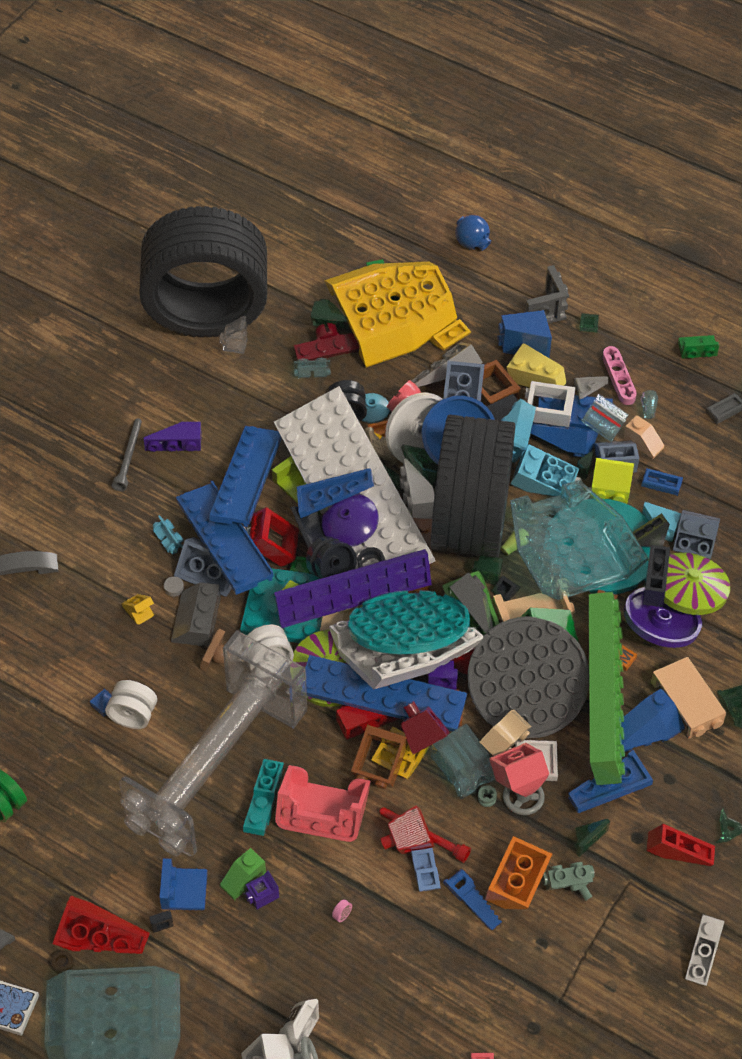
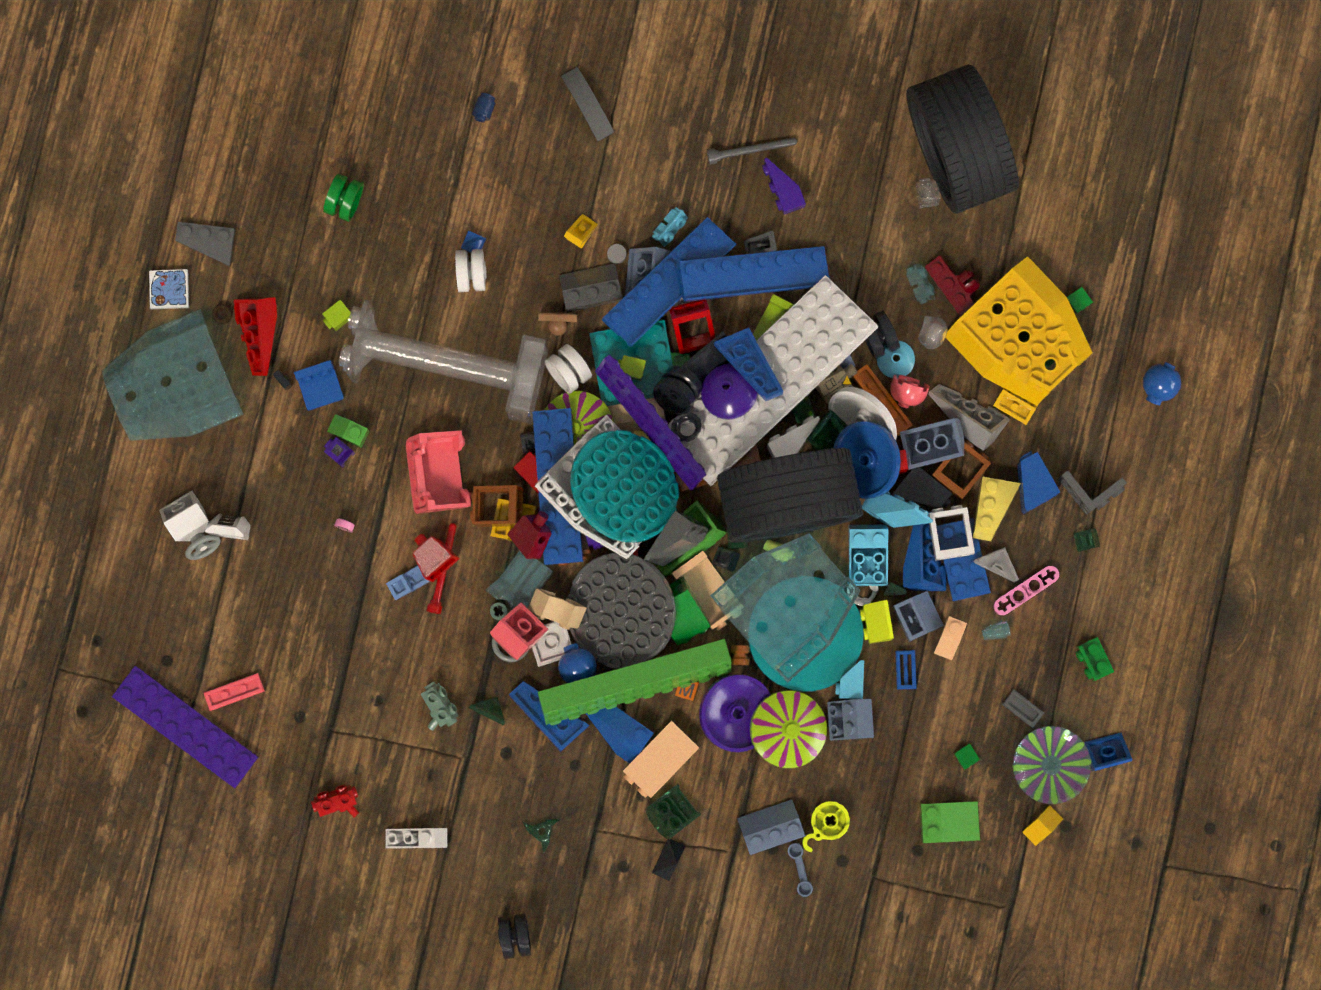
camera: 75 degrees right, 30 degrees up
(118, 845) = (336, 316): none -> lime brick
(220, 465) = (761, 243): none -> dark grey slope
(264, 797) = (425, 420): teal slope -> none
(325, 712) = (527, 442): none -> black tile
(326, 312) = (986, 274): clear green slope -> none
(359, 368) = (933, 332): none -> clear hair
(472, 899) = (396, 630): blue piece -> none
(518, 875) = (424, 663): orange slope -> none
(570, 736) = (576, 664): none -> blue brick
(604, 418) = (956, 592): clear light blue slope -> none
(640, 1013) = (337, 800): none -> red brick
(652, 532) = (828, 676): black slope -> none
(656, 576) = (770, 695): black slope -> none
(679, 846) = (504, 793): red slope -> none

